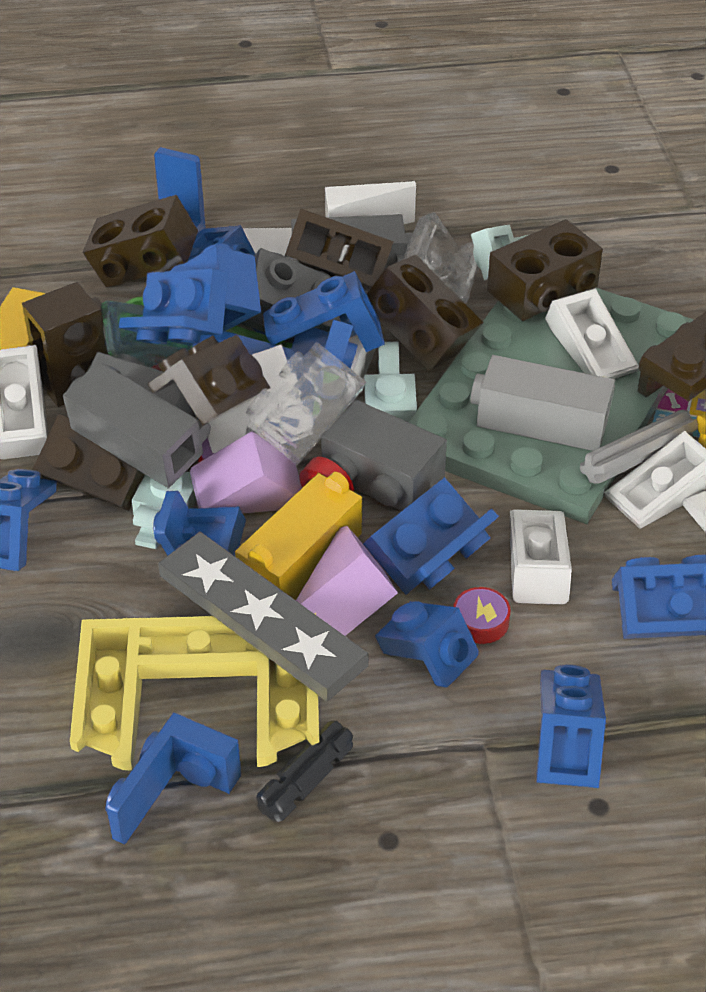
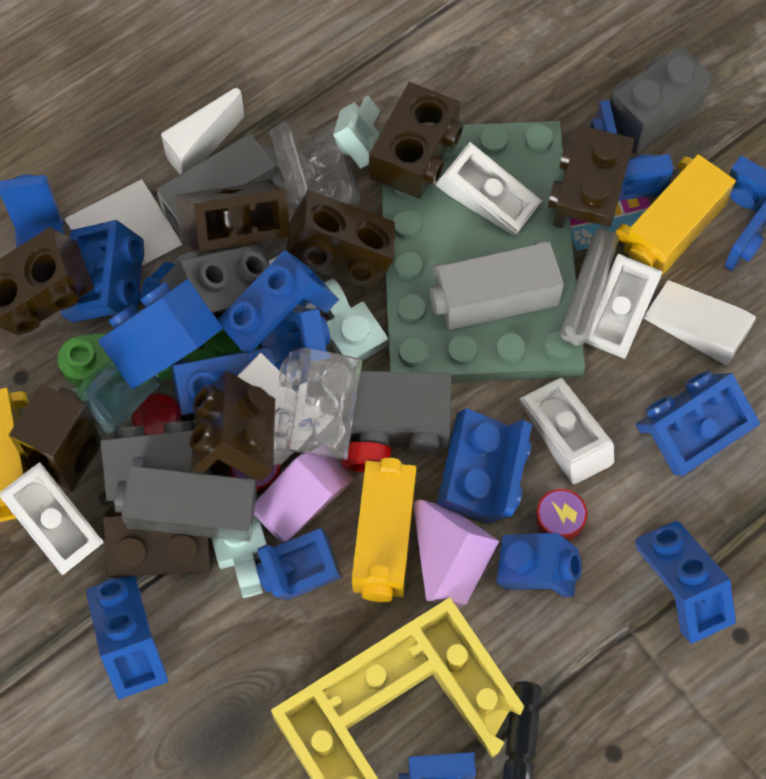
camera: 30 degrees left, 20 degrees up
(180, 306) = (155, 366): blue bracket -> none
(264, 616) = (414, 626): dark grey tile -> none

